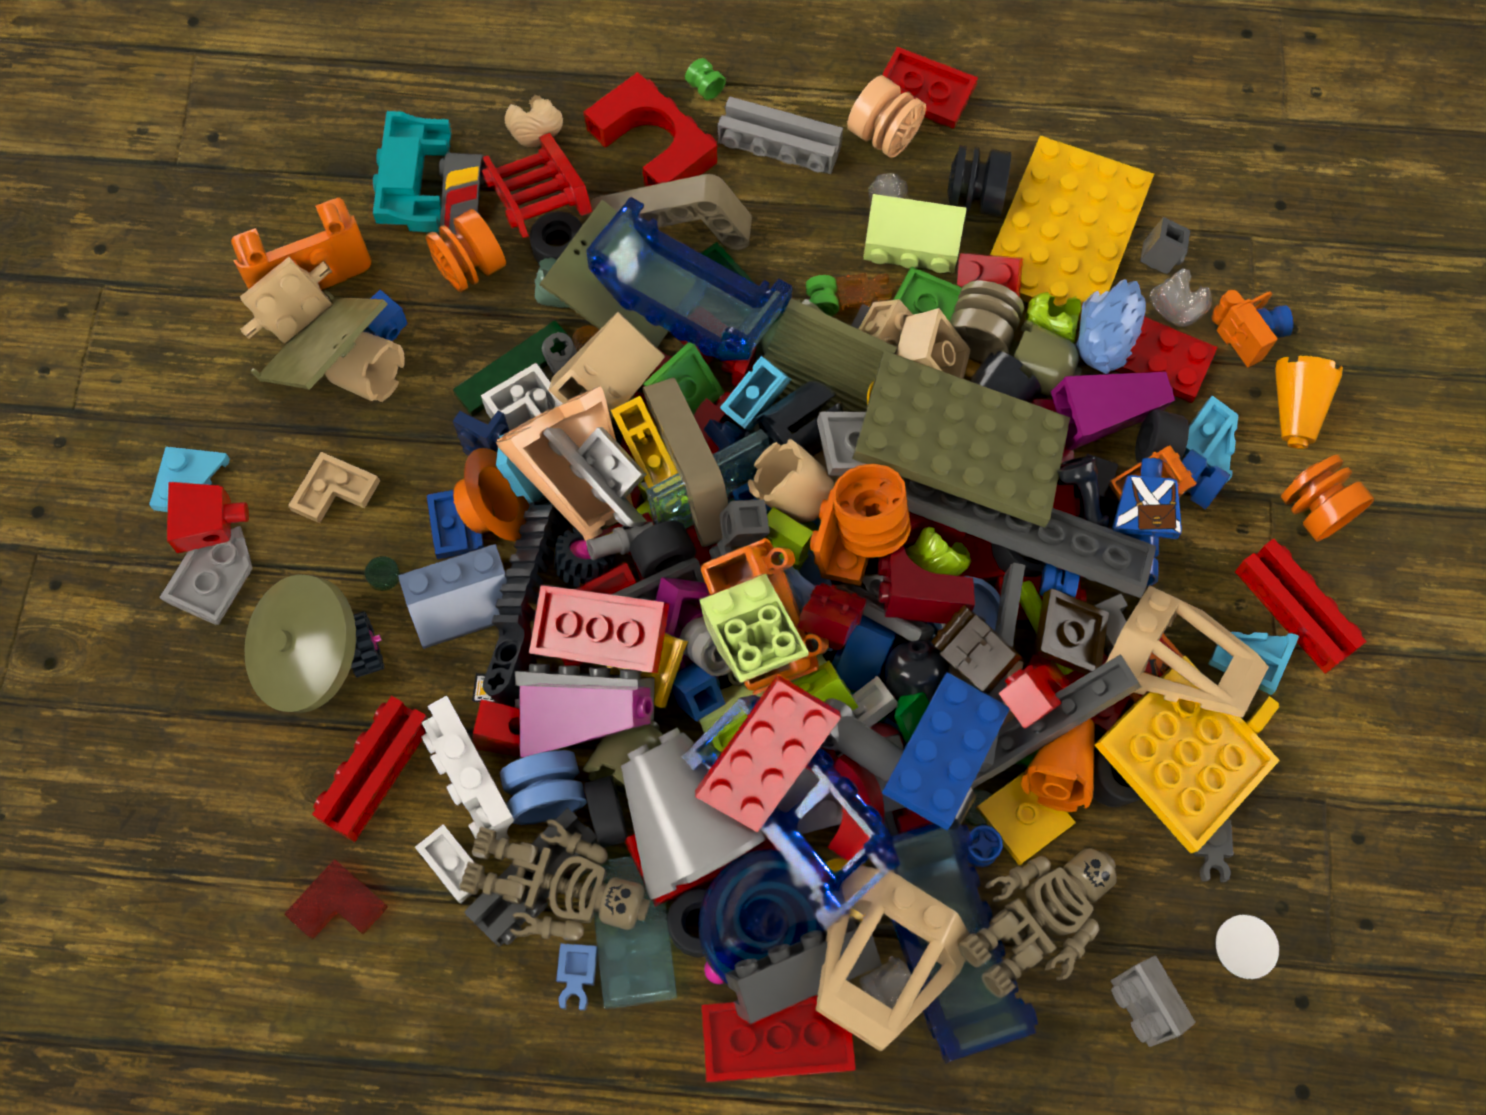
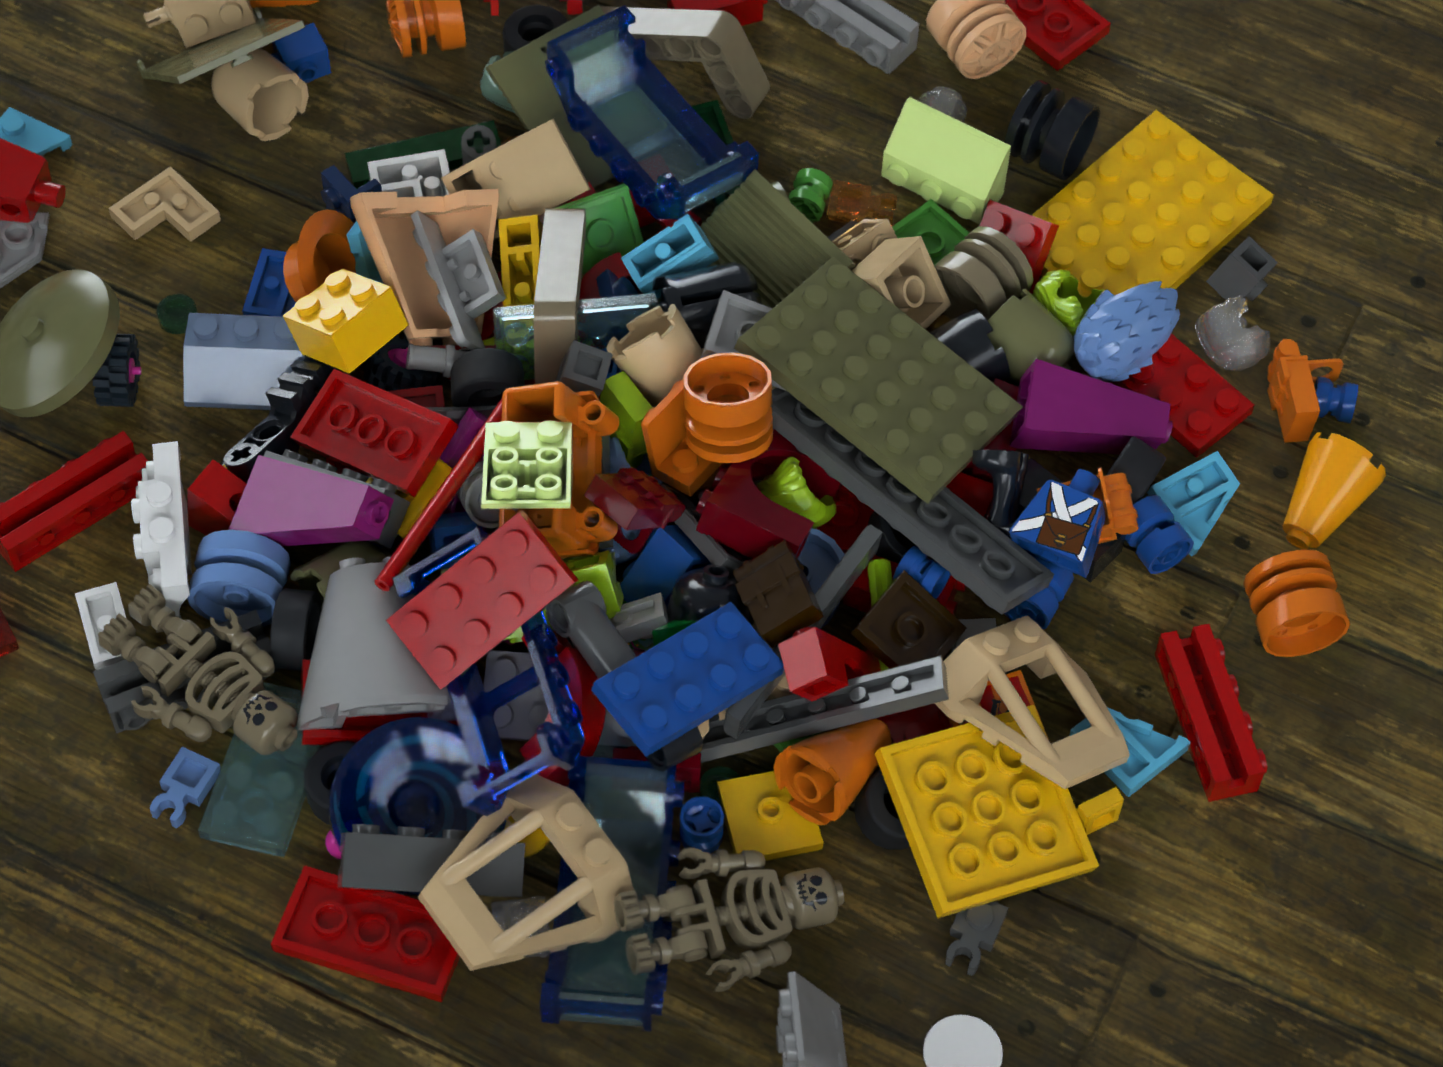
camera: 20 degrees right, 10 degrees down
(533, 541) = (345, 320): none -> yellow brick
(686, 664) = (436, 506): none -> red piece

